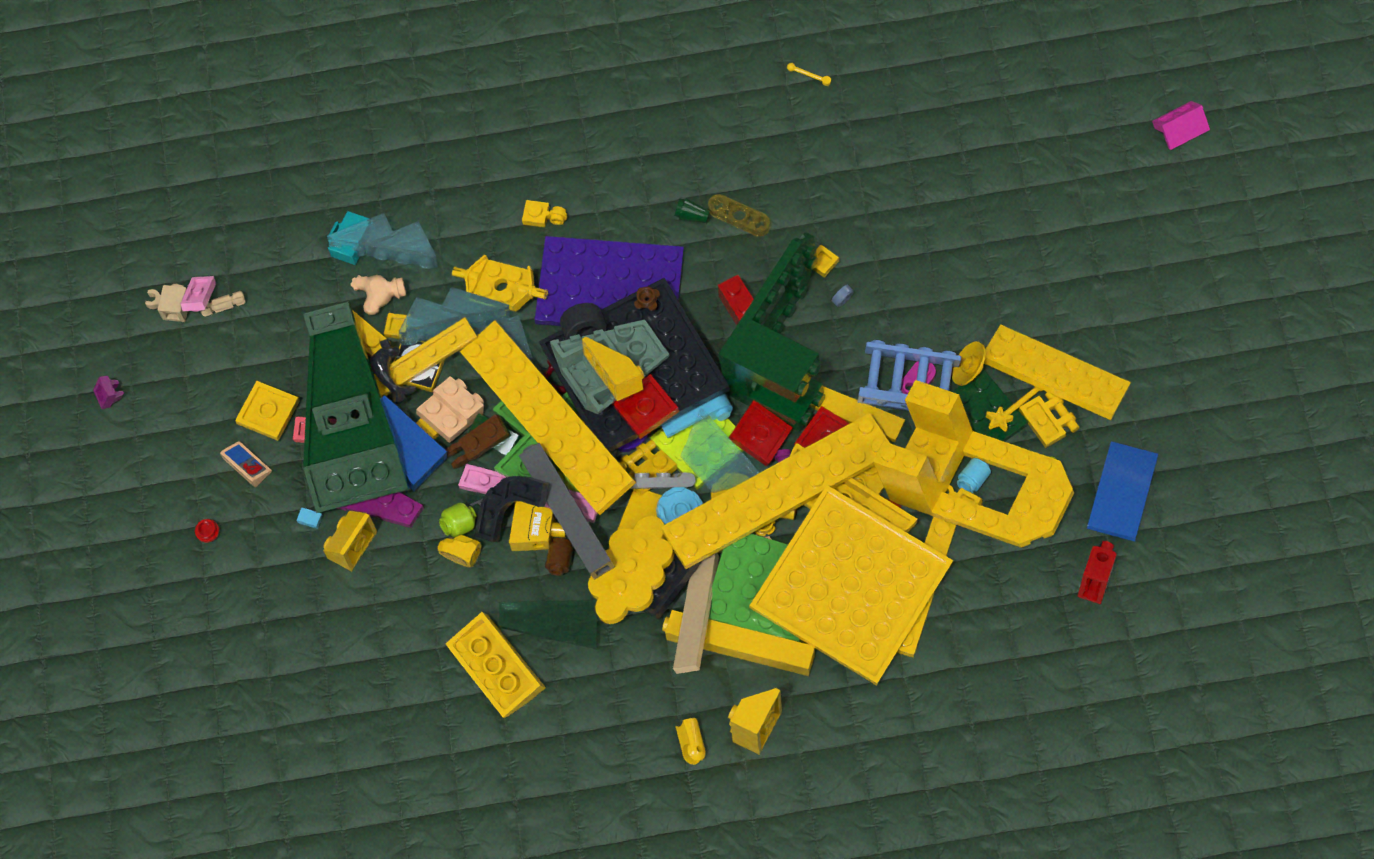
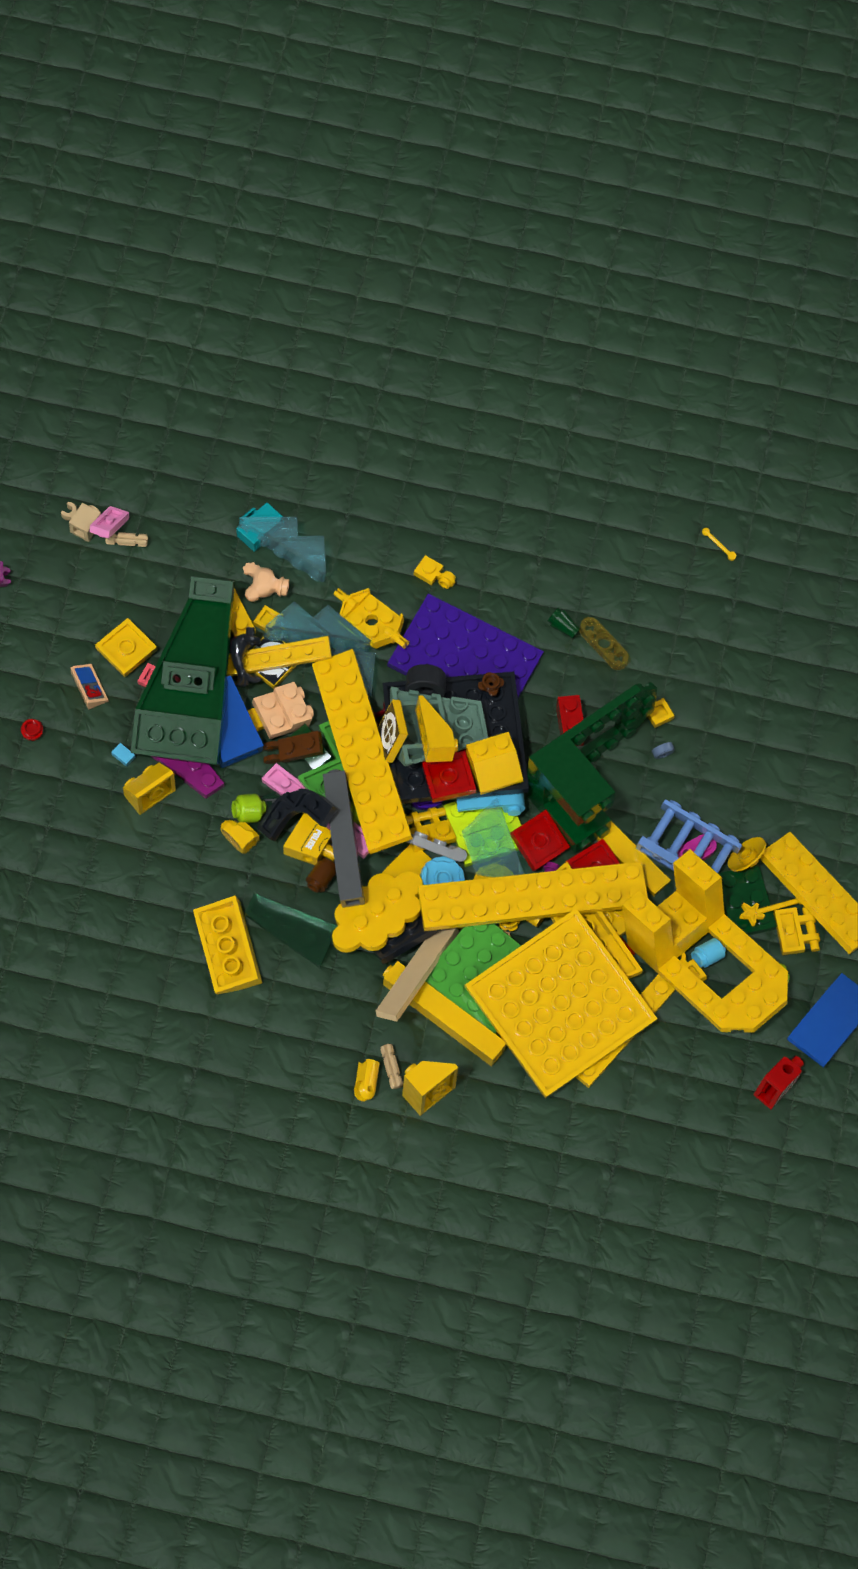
camera: 10 degrees right, 0 degrees up
(570, 383) = (393, 730): none -> tile
(684, 374) = (494, 763): none -> yellow slope
(710, 717) = (391, 1066): none -> tan axle

